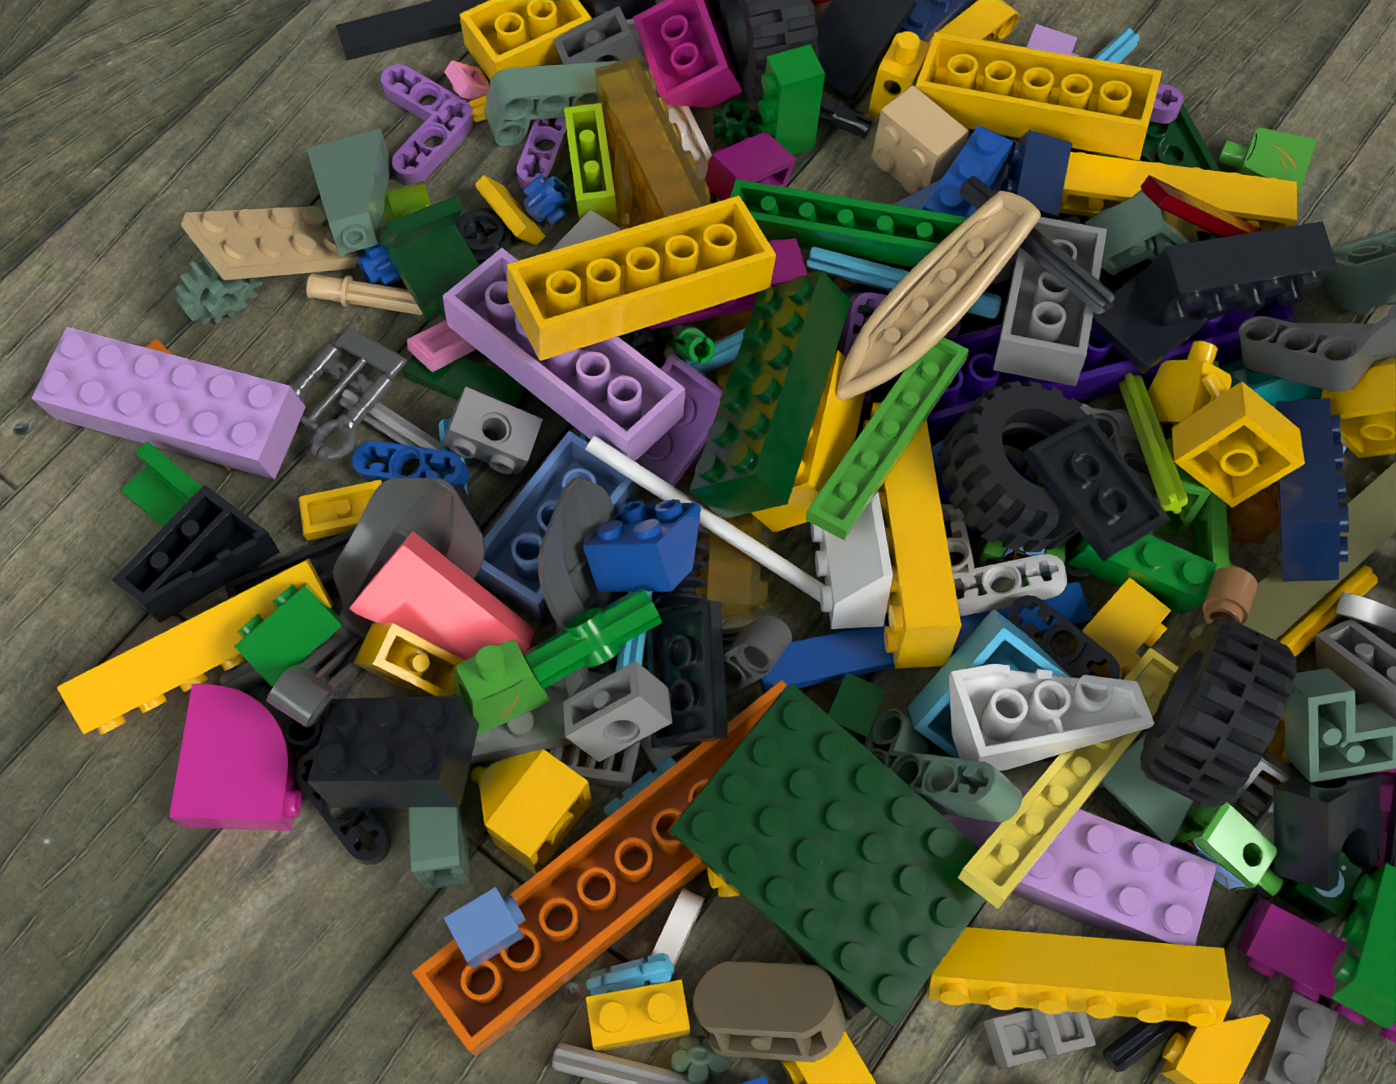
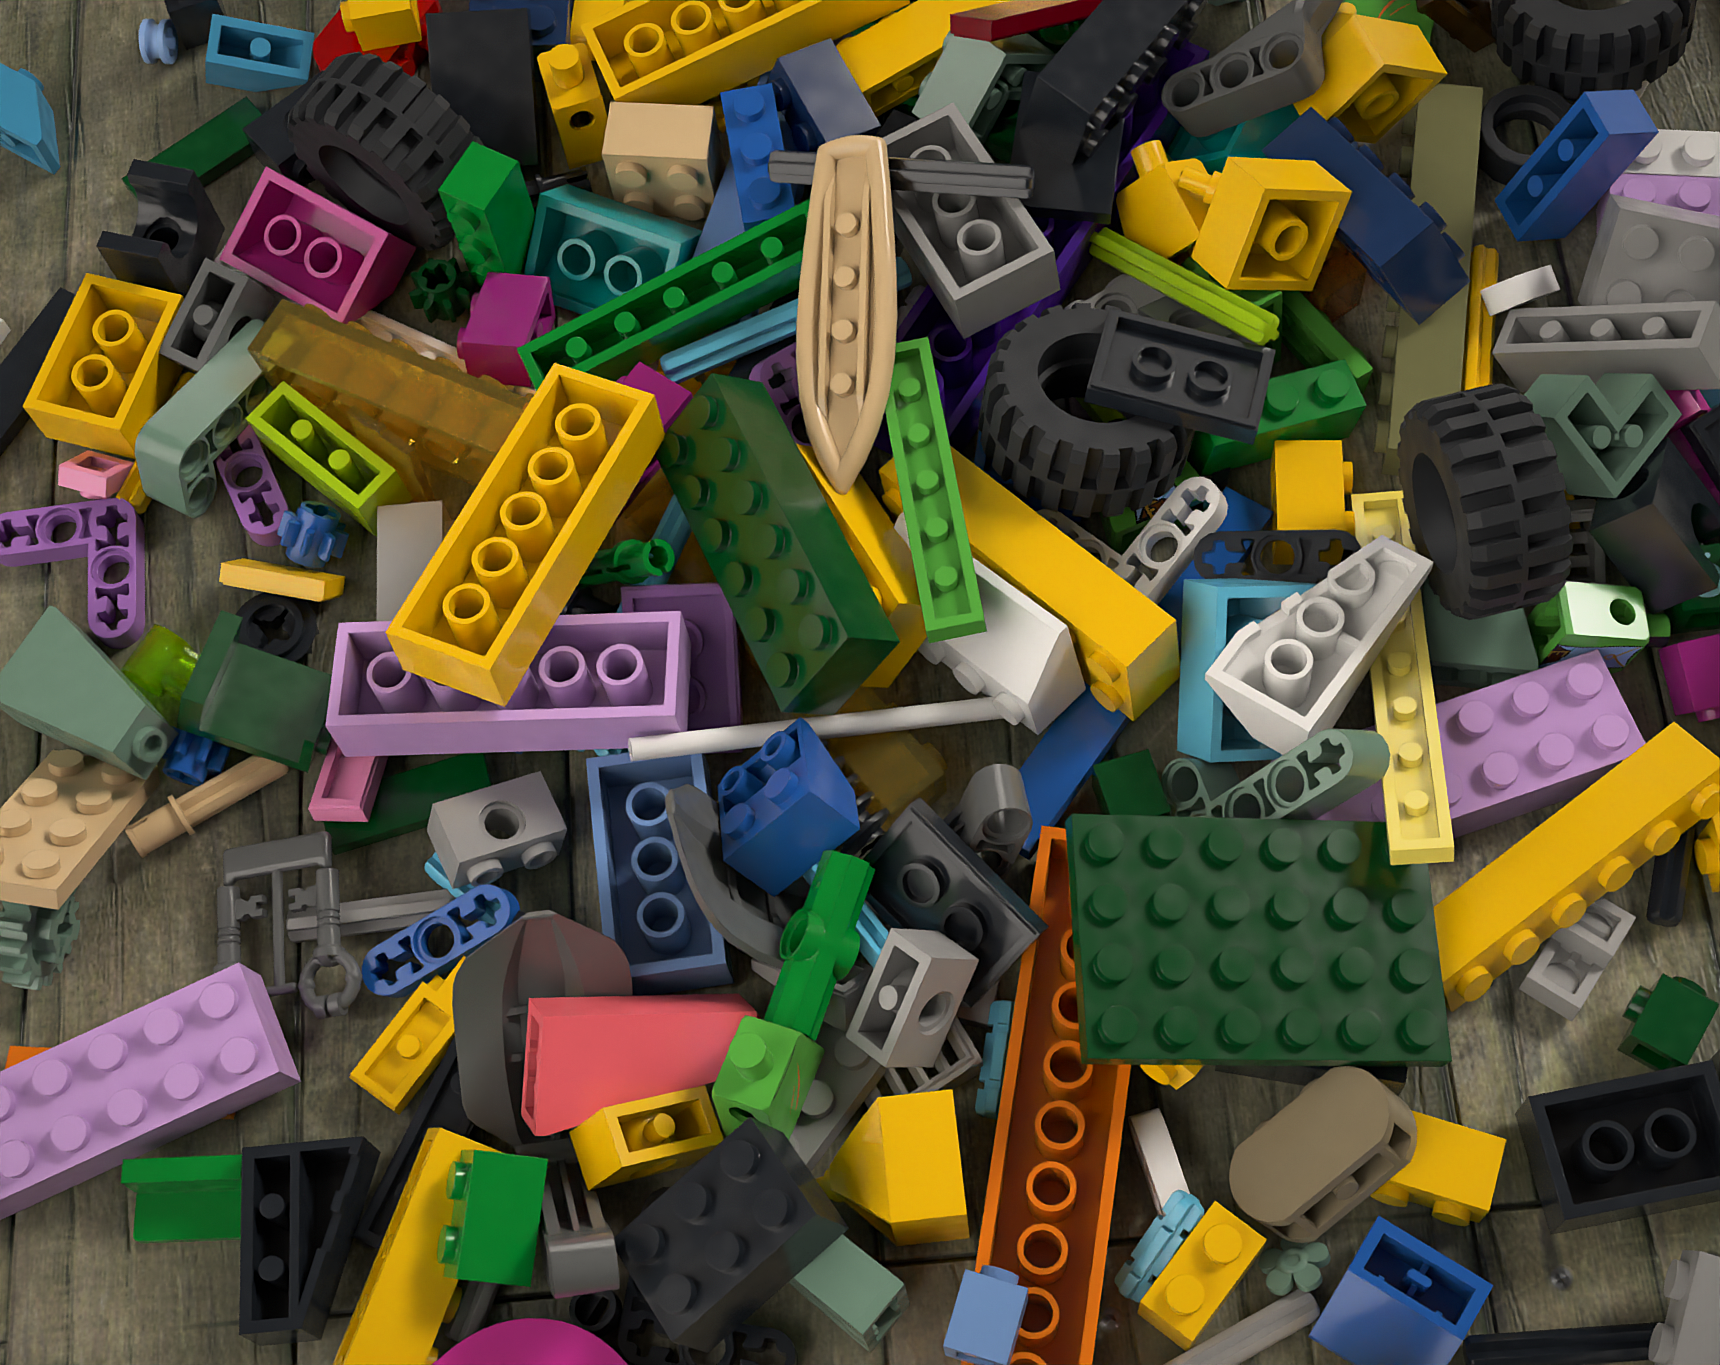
camera: 30 degrees left, 0 degrees up
(840, 161) = (601, 247): none -> teal slope
(1230, 595) = (1386, 381): medium nougat brick -> none

